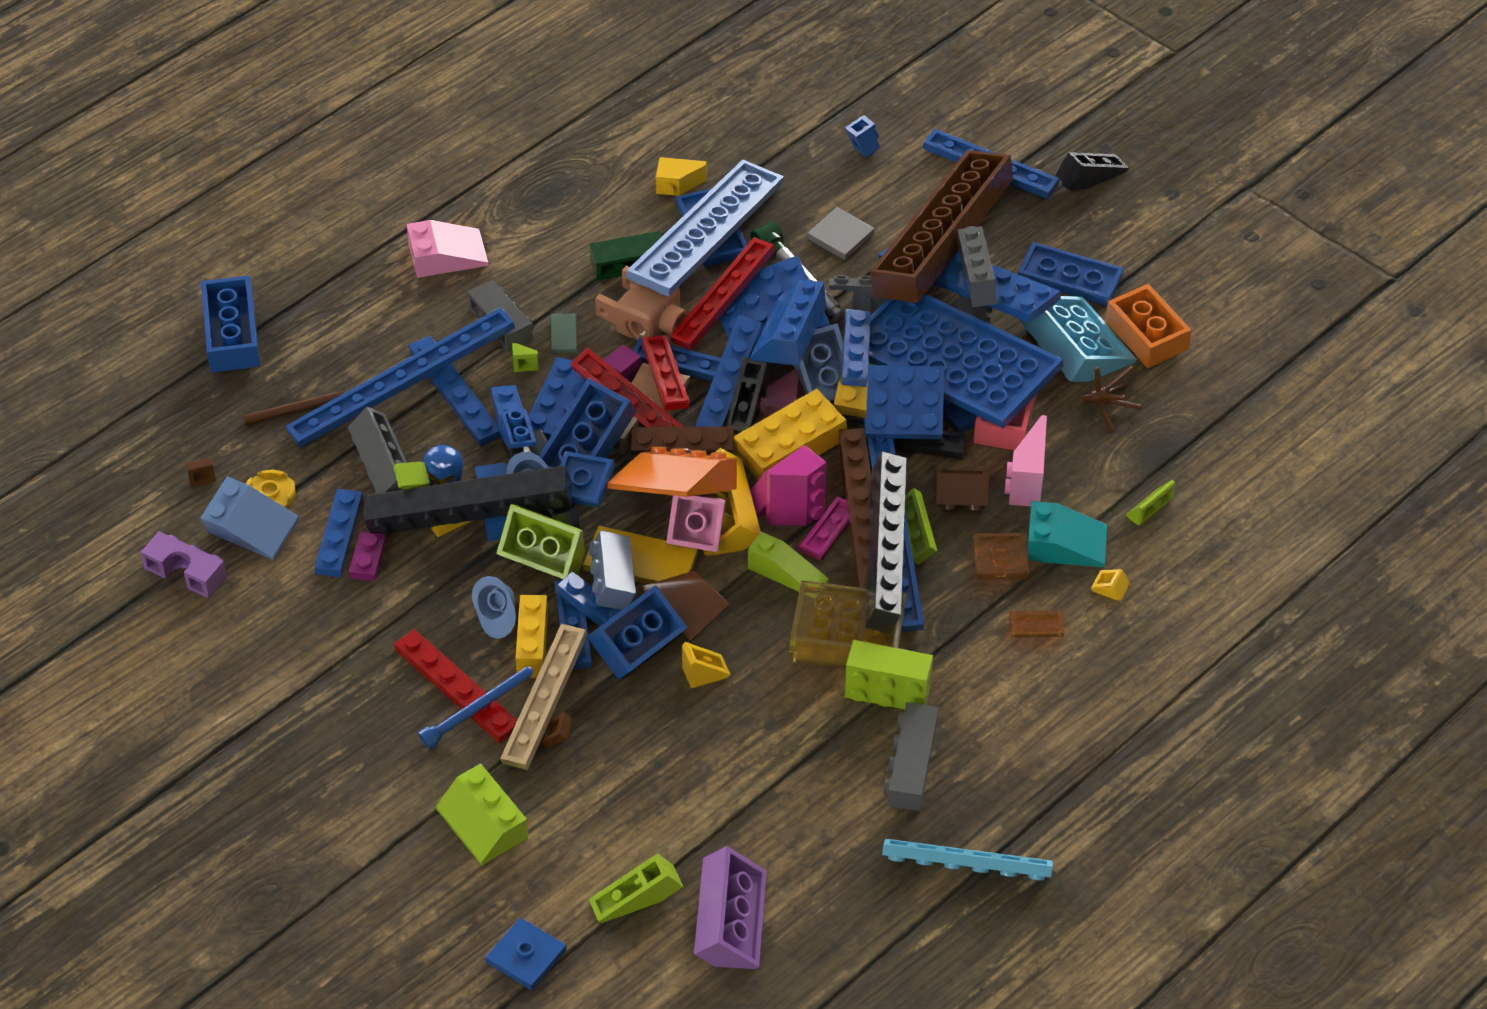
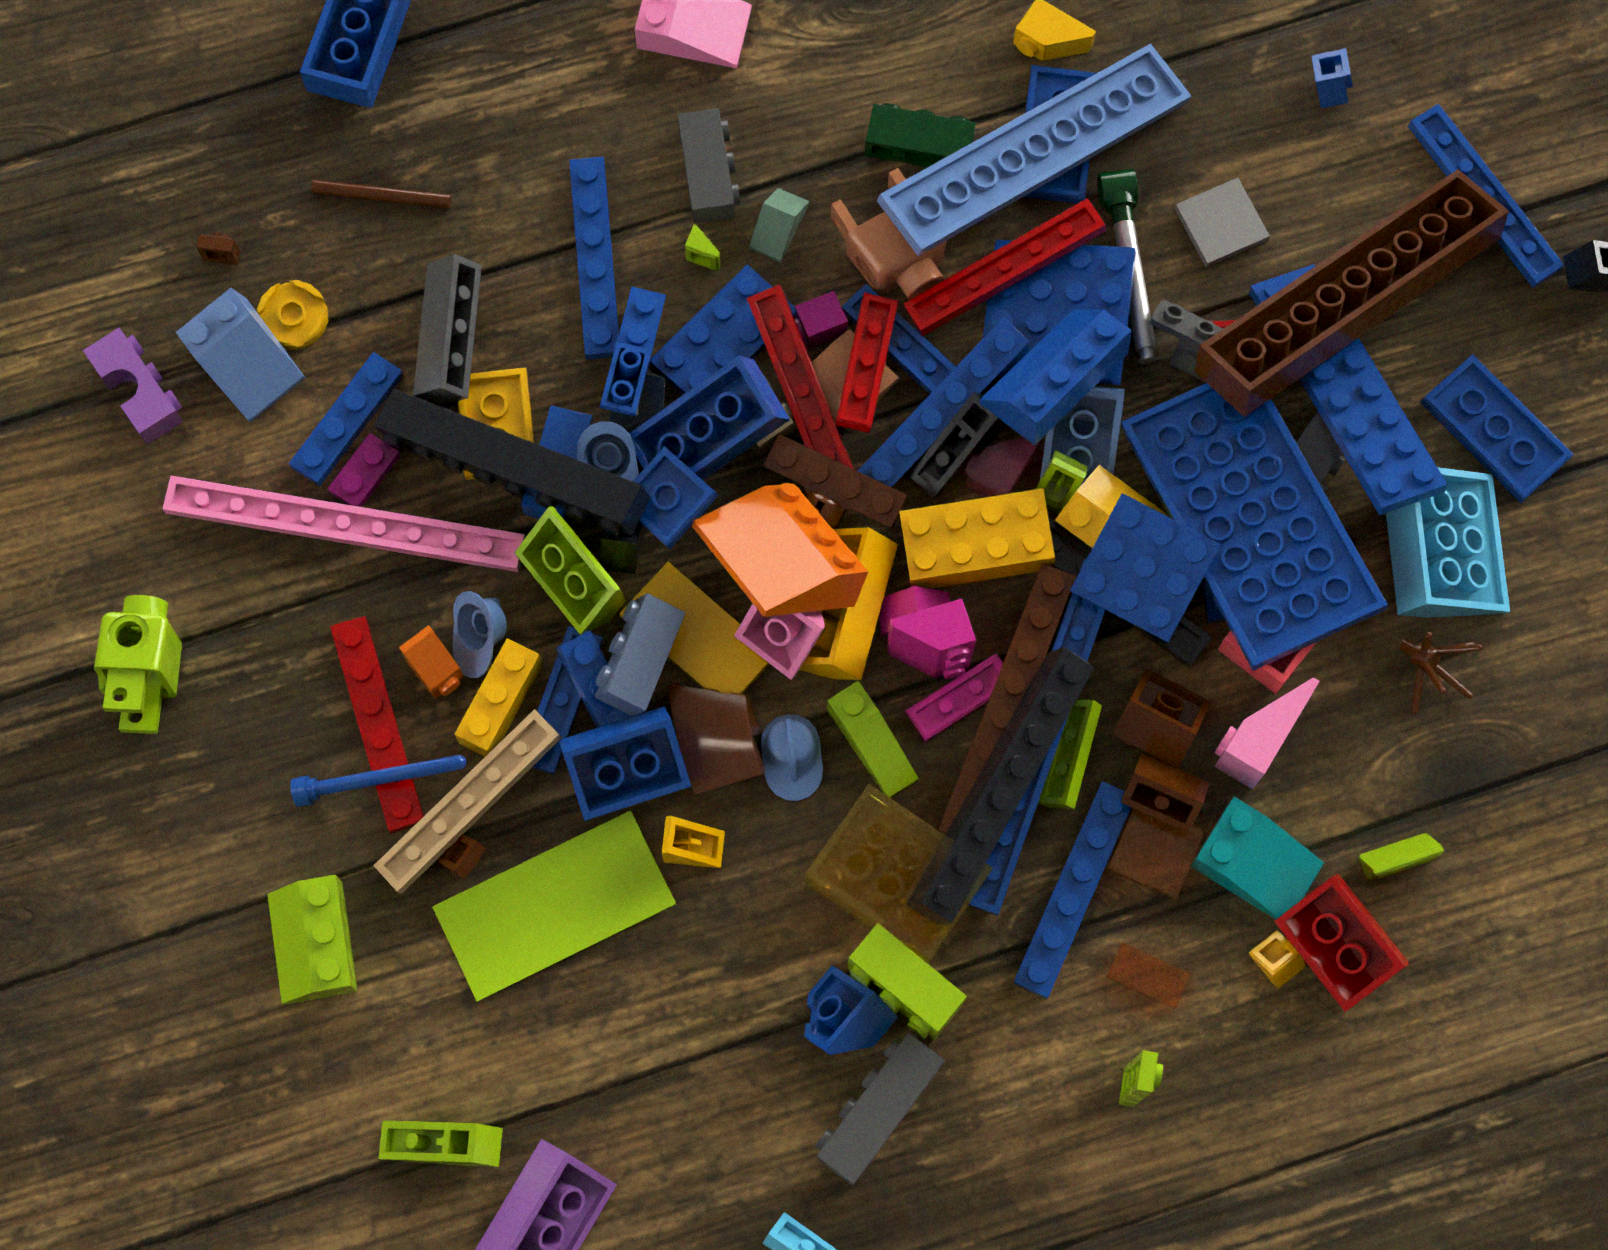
camera: 25 degrees right, 25 degrees up
(274, 686) = (138, 659): none -> lime piece
(370, 585) = (343, 523): none -> bright pink plate
(400, 377) = (529, 215): blue plate -> none
(411, 475) = (457, 391): lime slope -> none
(443, 462) = (509, 386): blue helmet -> none
(476, 630) = (432, 663): none -> orange slope
(525, 953) = (270, 1163): blue plate -> none
(631, 737) = (553, 905): none -> lime sticker
(744, 598) = (792, 757): none -> medium blue piece
(826, 381) = (1061, 480): none -> lime slope
(856, 348) = (1127, 446): blue plate -> none
(861, 709) = (845, 1014): none -> blue slope
(963, 599) = (1073, 892): none -> blue plate
(977, 266) = (1354, 394): dark grey brick -> none
(988, 519) = (1165, 792): none -> reddish brown brick
(1065, 654) = (1140, 1078): none -> lime plate
(1144, 550) = (1341, 942): none -> red slope
(1148, 325) = (1550, 573): orange brick -> none

